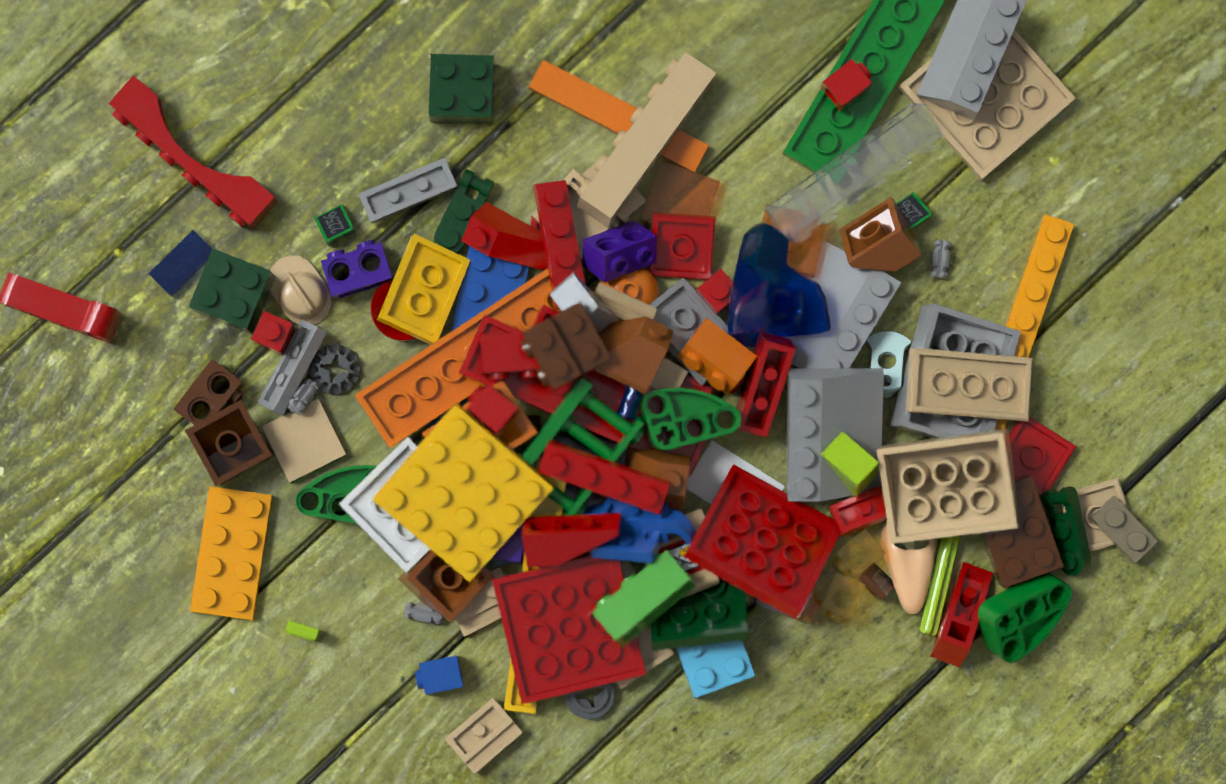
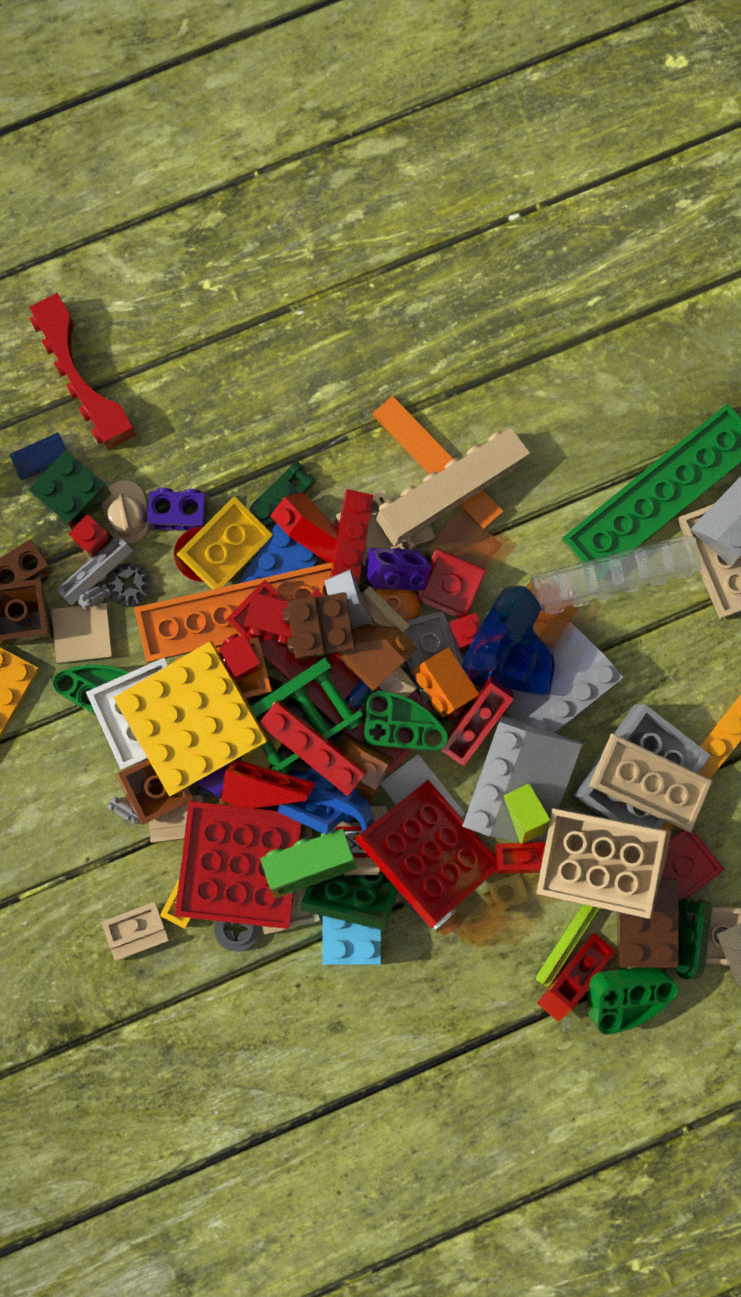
camera: 25 degrees right, 5 degrees down
(303, 631) = (19, 788): lime tile -> none
(334, 225) = (174, 469): slope -> none
(408, 190) = (243, 461): light grey plate -> none
(439, 675) = (118, 867): blue brick -> none
(461, 89) = (317, 395): dark green brick -> none
(847, 84) = (635, 499): red brick -> none
(876, 581) = (514, 922): slope -> none
(880, 239) = (618, 636): dark orange slope -> none
(889, 344) = (599, 729): light aqua piece -> none
(909, 570) = (545, 923): light nougat animal -> none
(914, 210) = (651, 625): slope -> none
(940, 259) = (663, 672): light grey piece -> none

